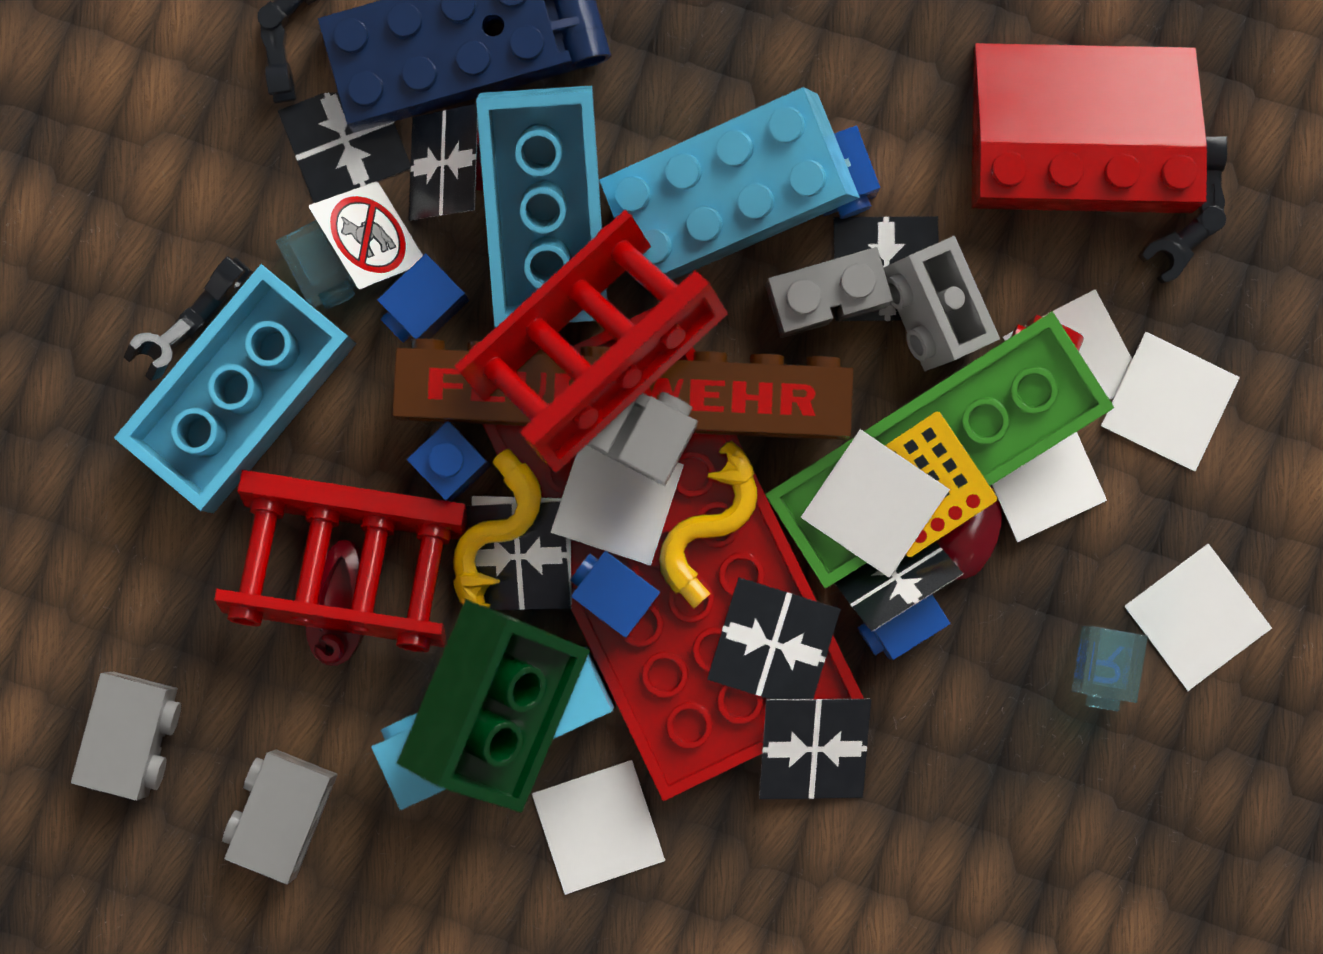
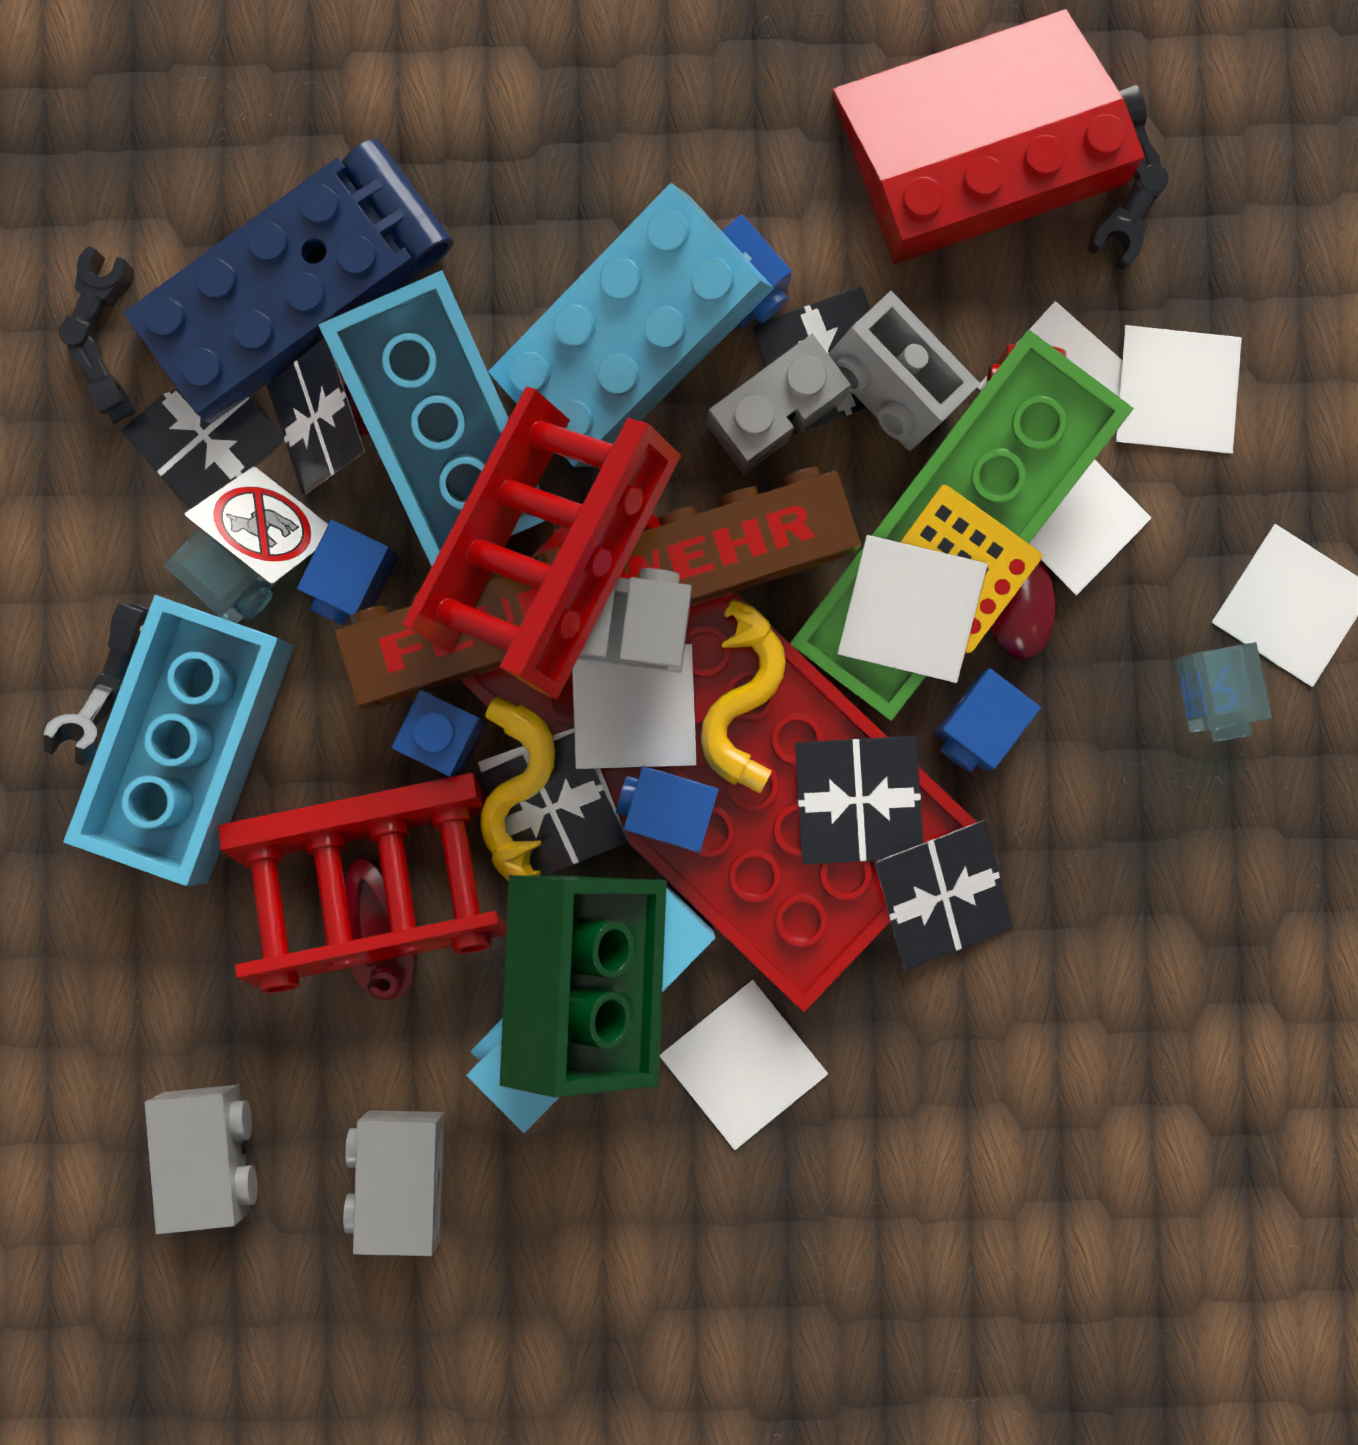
camera: 20 degrees left, 0 degrees up
(915, 578) = (984, 676): black sticker -> none

